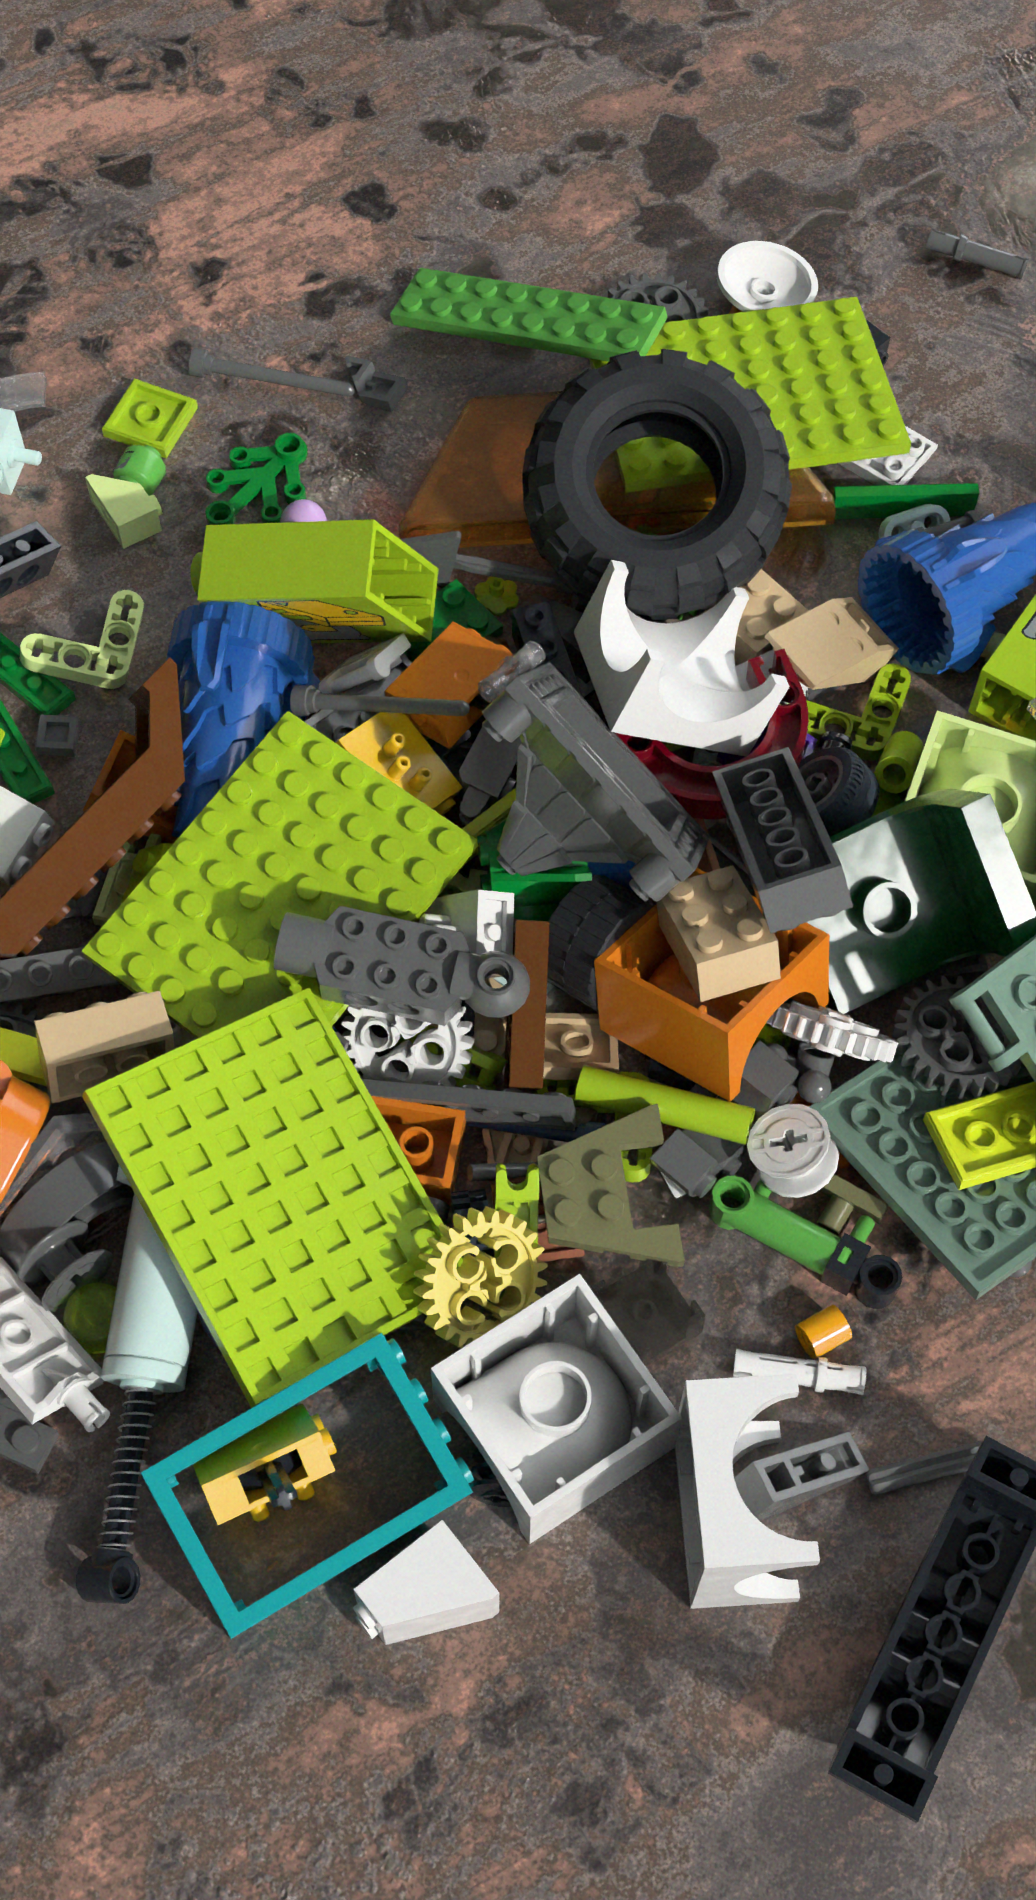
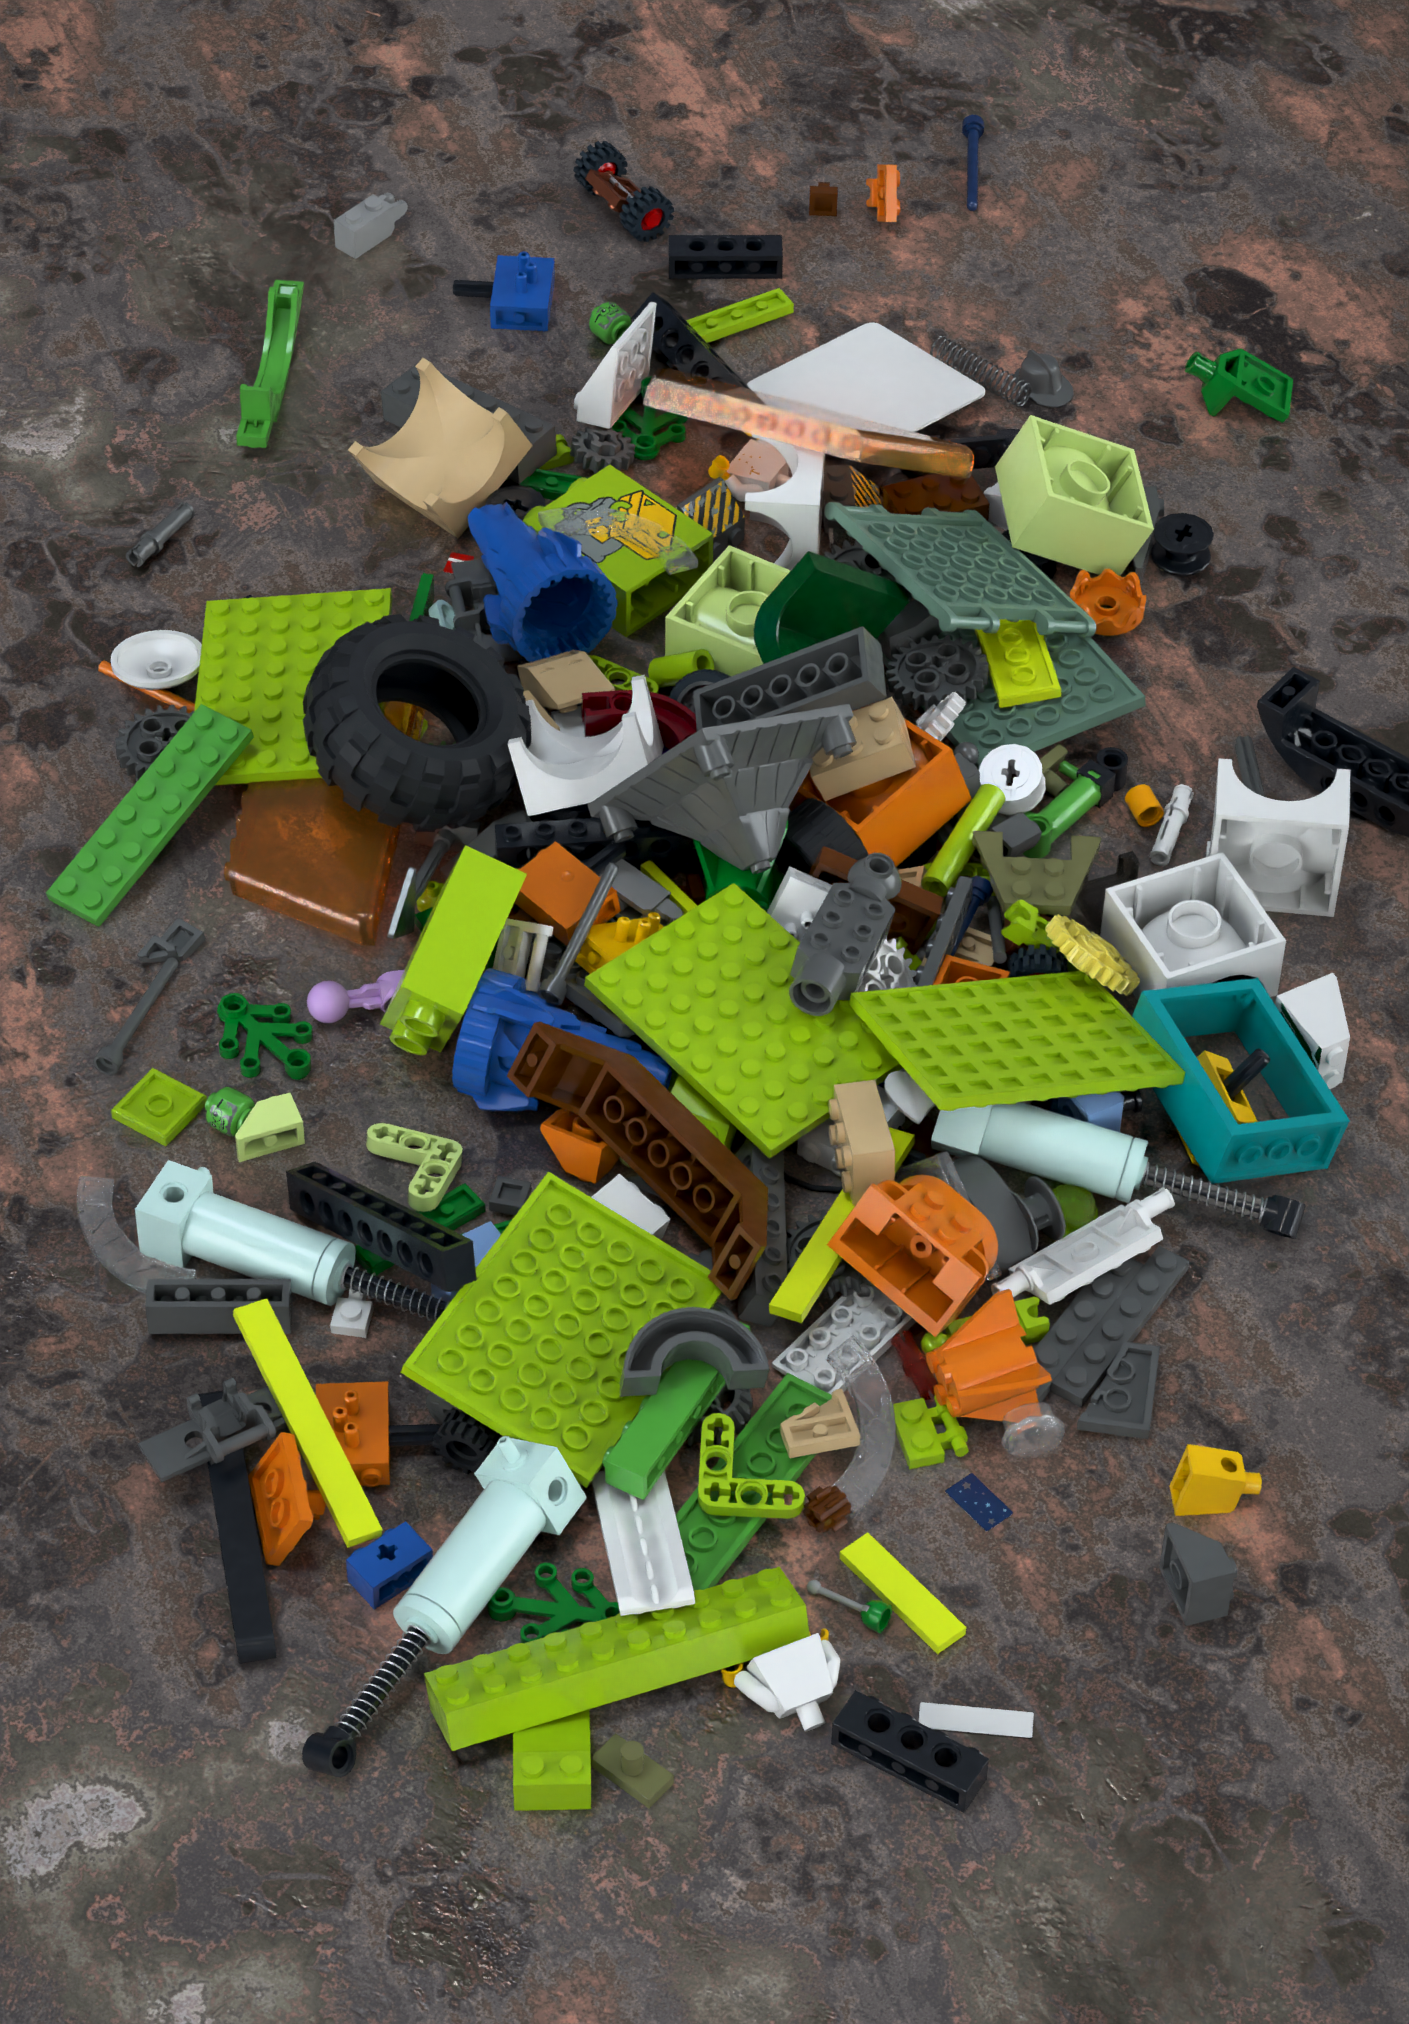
camera: 80 degrees left, 15 degrees down
(524, 660) = (575, 843): clear pin -> none

